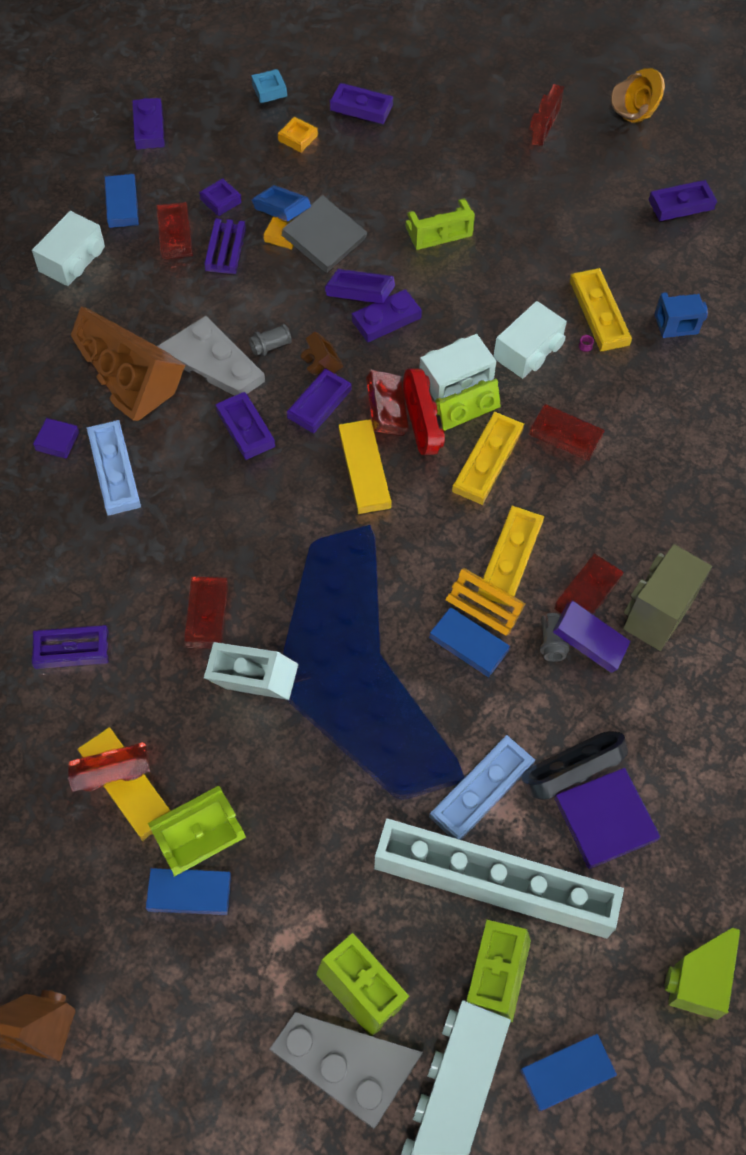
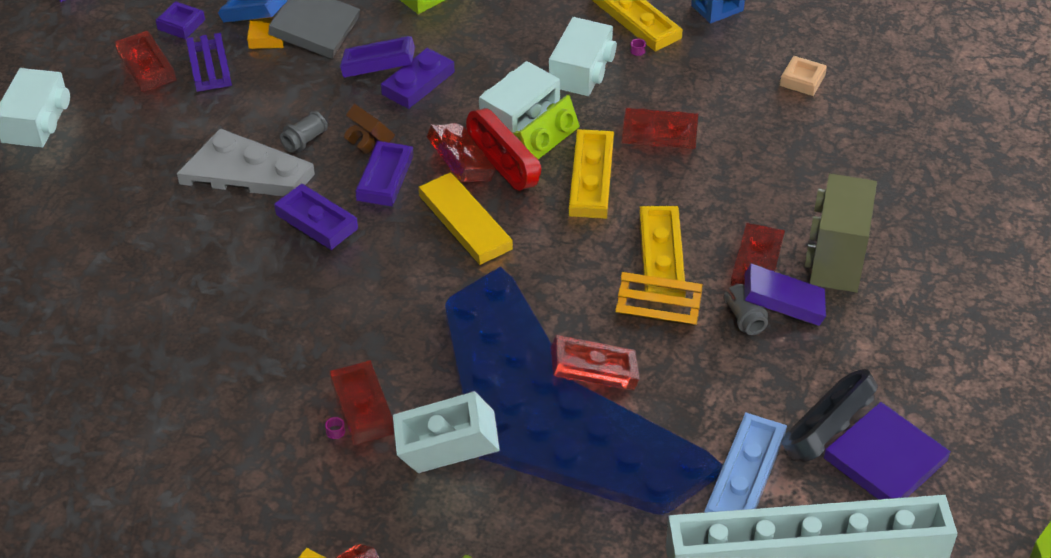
camera: 20 degrees left, 15 degrees down
(56, 438) = (102, 291): dark purple tile -> none
(74, 658) = (222, 492): dark purple tile -> none
(113, 467) = (183, 300): light blue tile -> none
(121, 200) = (69, 51): blue tile -> none
(130, 367) = (158, 200): dark orange wedge -> none
(178, 631) = (335, 434): none -> magenta piece
(402, 645) = (594, 363): none -> clear red plate
(469, 642) = (662, 342): blue tile -> none
(717, 419) = (803, 75): none -> light nougat tile

